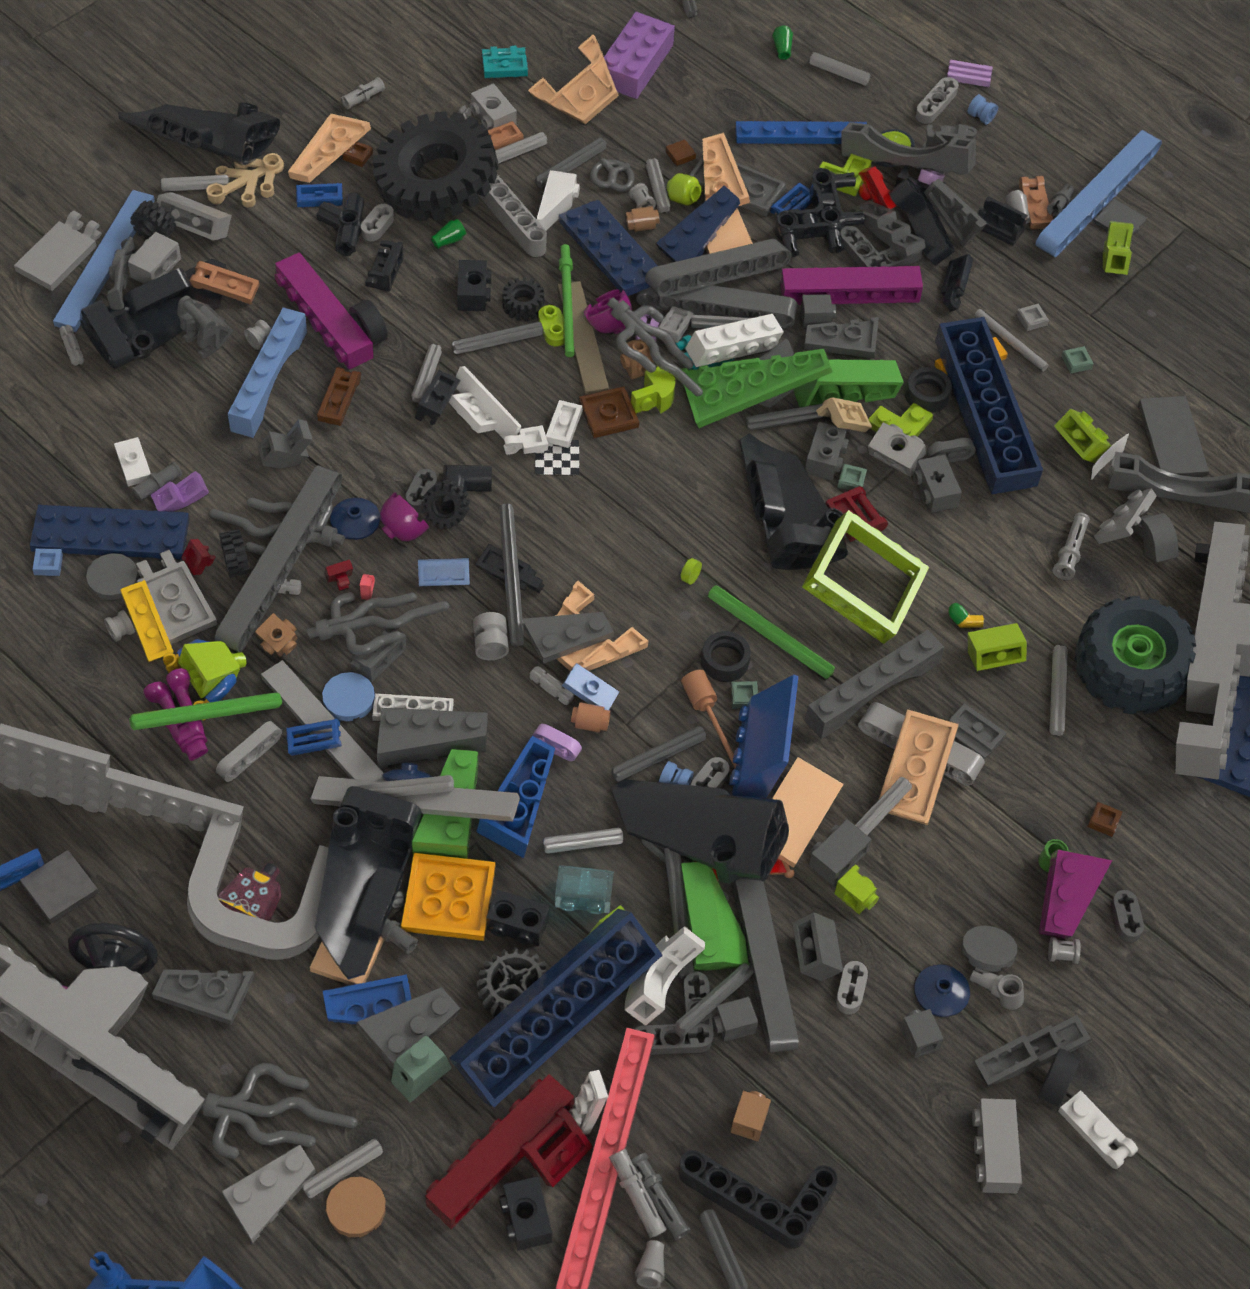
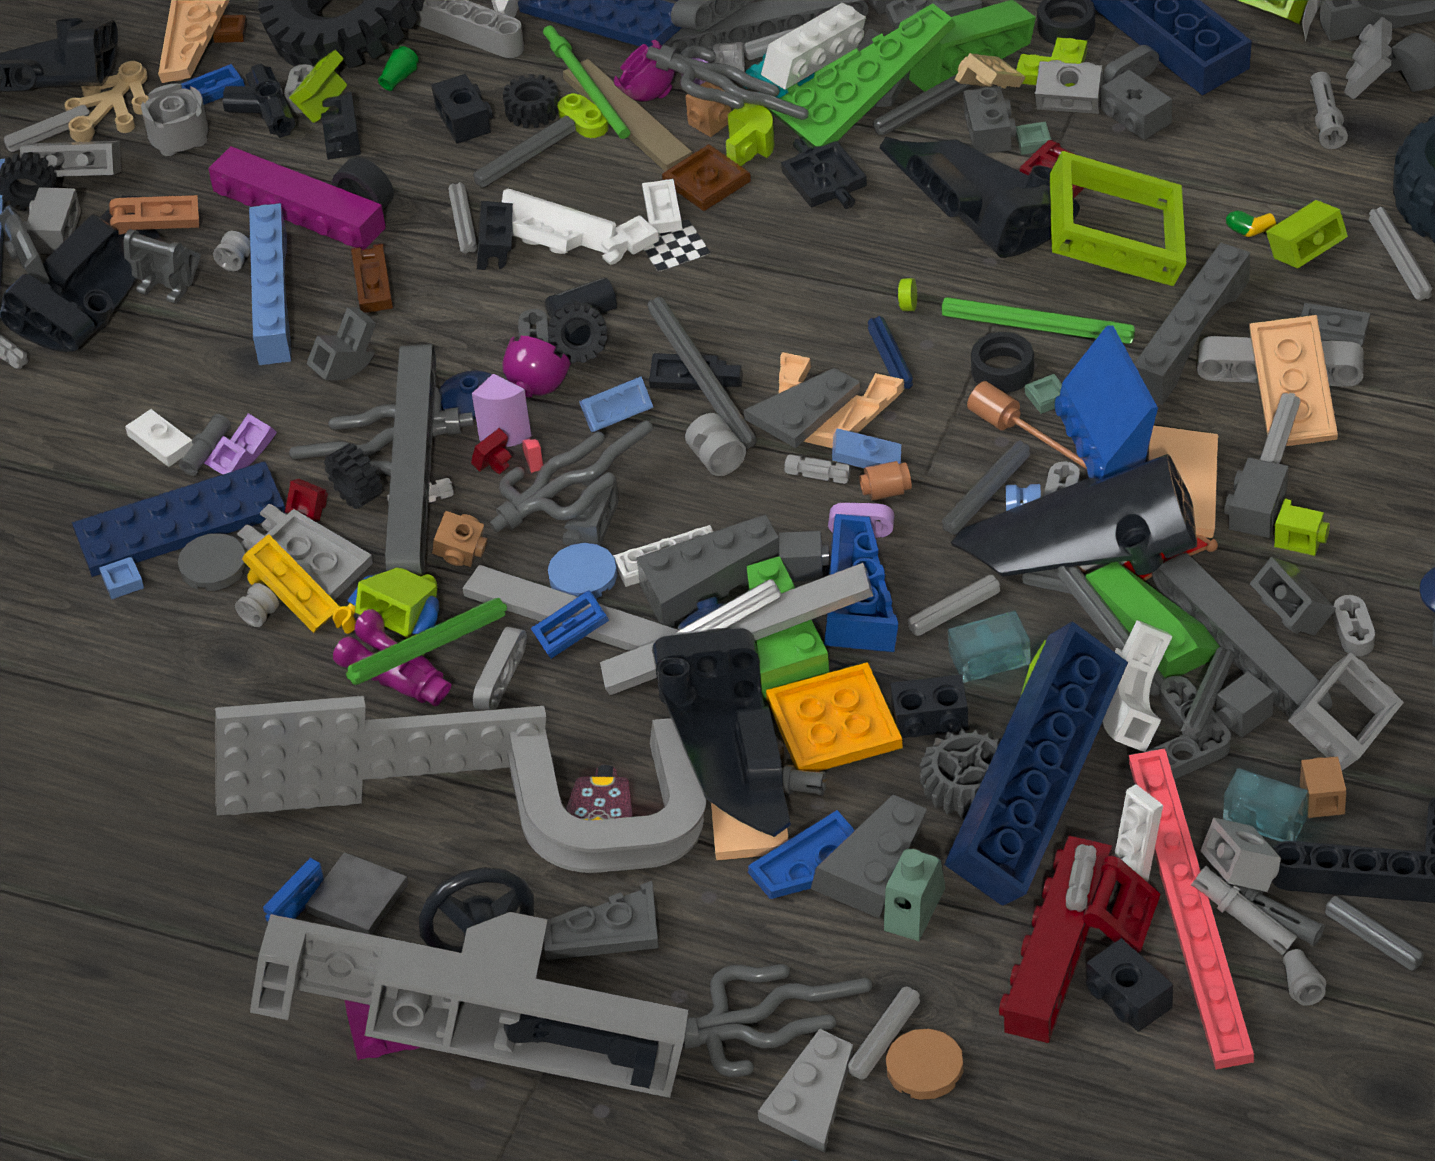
camera: 15 degrees left, 10 degrees down
(277, 213) = (175, 119): none -> light grey brick
(358, 546) = (503, 407): none -> lavender brick
(387, 227) = (318, 85): none -> lime panel
(499, 753) = (803, 554): none -> dark grey brick
(535, 1115) = (1081, 877): none -> light grey axle
(654, 612) = (889, 350): none -> dark blue axle
(658, 1148) = (1240, 854): none -> light grey brick
(688, 445) = (823, 173): none -> black plate
(702, 1112) = (1266, 804): none -> clear light blue brick
(776, 1076) = (1325, 731): none -> light grey window

